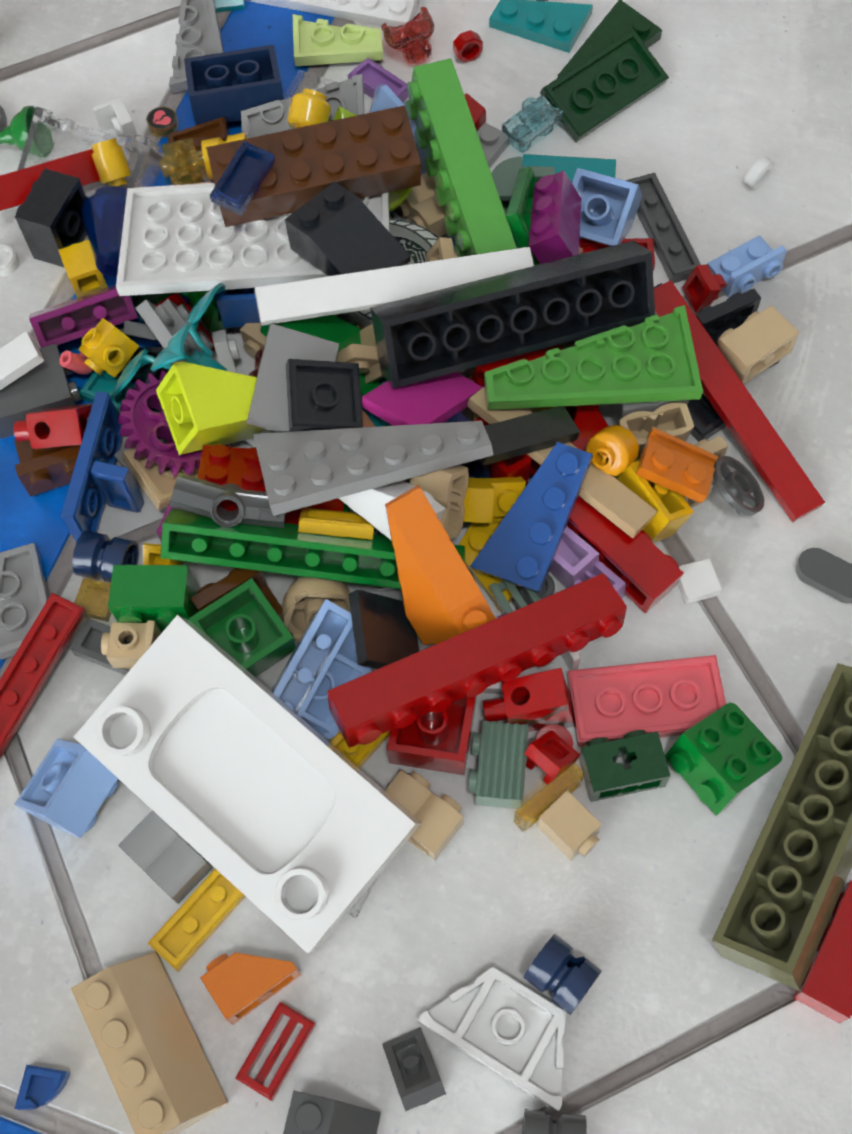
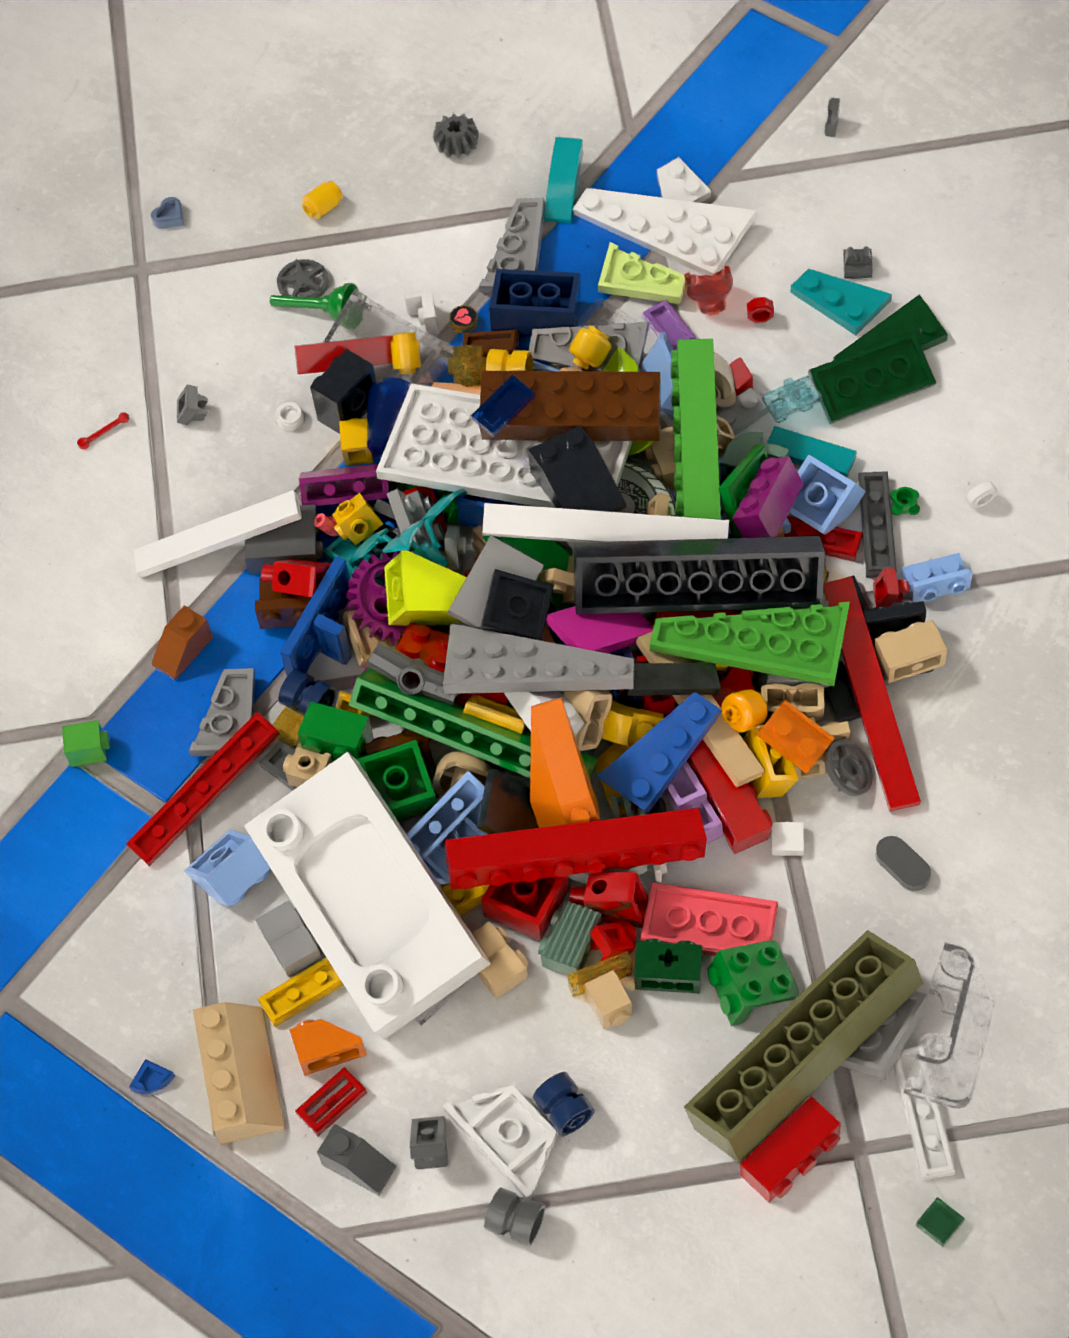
camera: 20 degrees right, 5 degrees down
(683, 197) = (904, 494): none -> green plate

